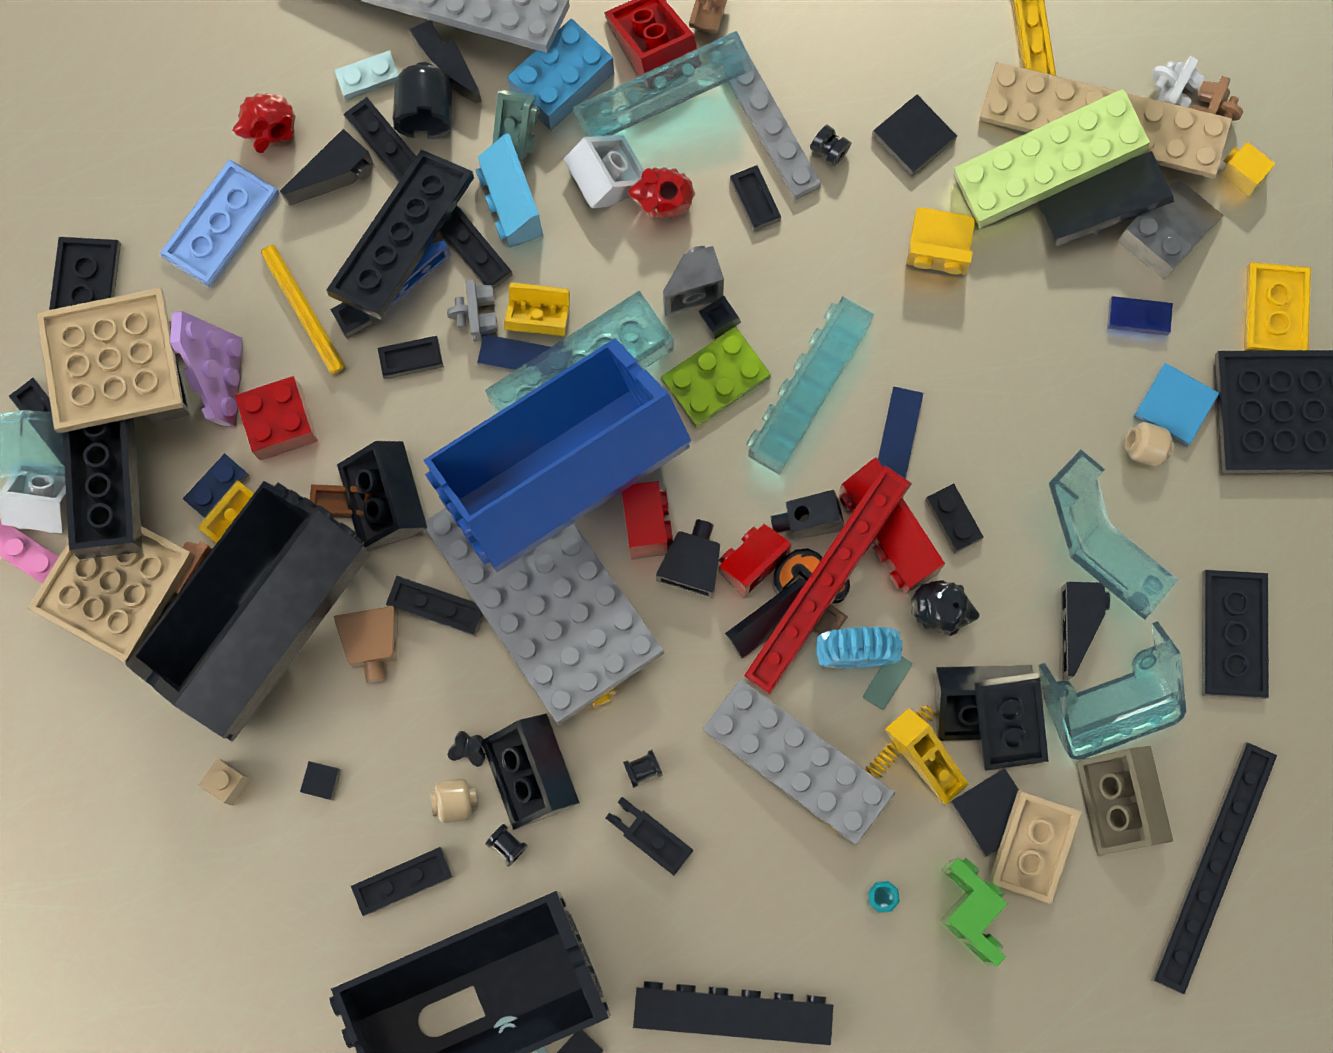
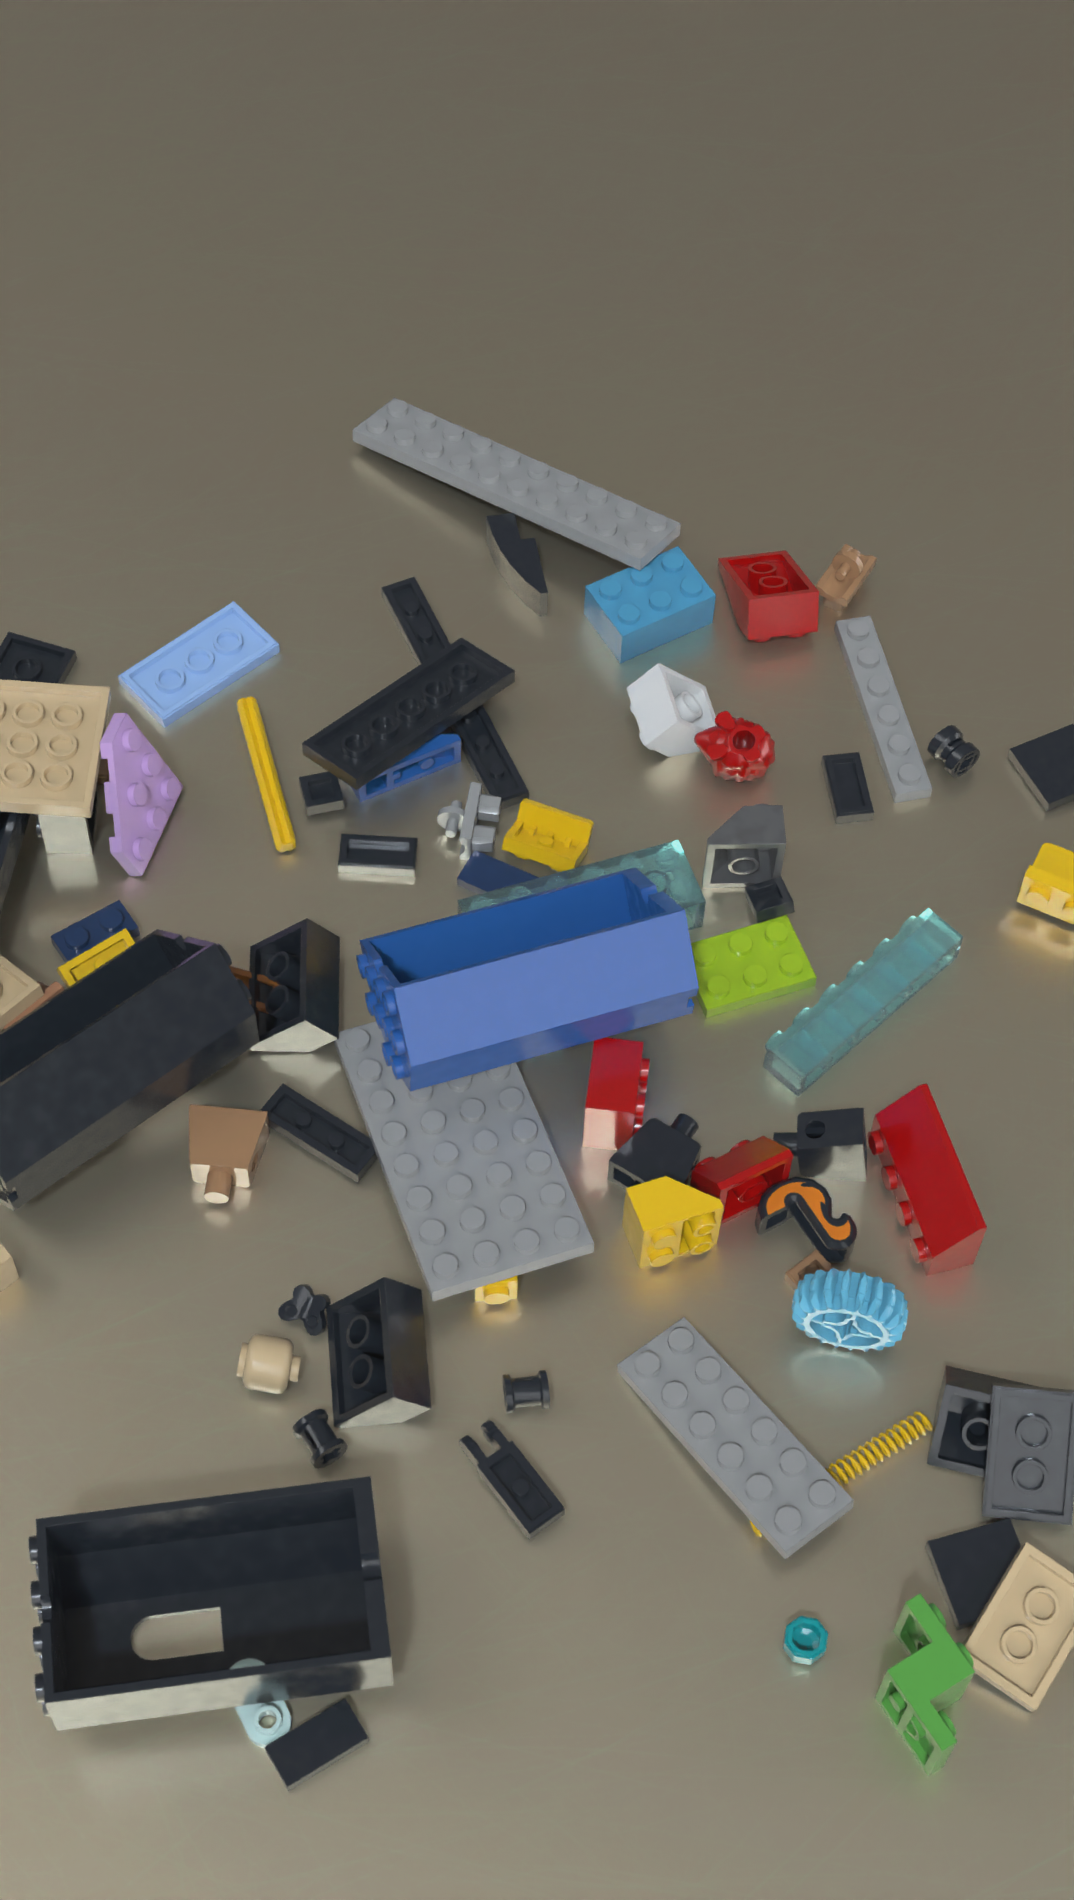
camera: 10 degrees right, 20 degrees down
(266, 120) = (289, 568): red animal -> none
(276, 418) = (194, 876): red brick -> none
(320, 780) = (106, 1300): black tile -> none
(332, 168) = (345, 638): black slope -> none
(367, 75) = (422, 557): light aqua plate -> none
(402, 881) = (169, 1448): black plate -> none
(422, 101) = (478, 592): black cylinder -> none
(509, 193) = (551, 707): medium azure slope -> none
(516, 116) = (579, 637): sand green bracket -> none
(664, 87) = (770, 638): clear light blue brick -> none
(710, 611) = (669, 1221): none -> yellow slope
(733, 1014) = (559, 1737): black brick -> none
(761, 623) = (743, 1253): black tile -> none
(828, 579) = (827, 1218): red tile -> none
(886, 683) = (876, 1374): sand green sticker -> none
(900, 429) = (966, 1081): dark blue tile -> none
(927, 755) = (909, 1469): yellow slope -> none
(943, 607) = (972, 1296): black animal -> none
(954, 518) = (1011, 1200): black plate -> none

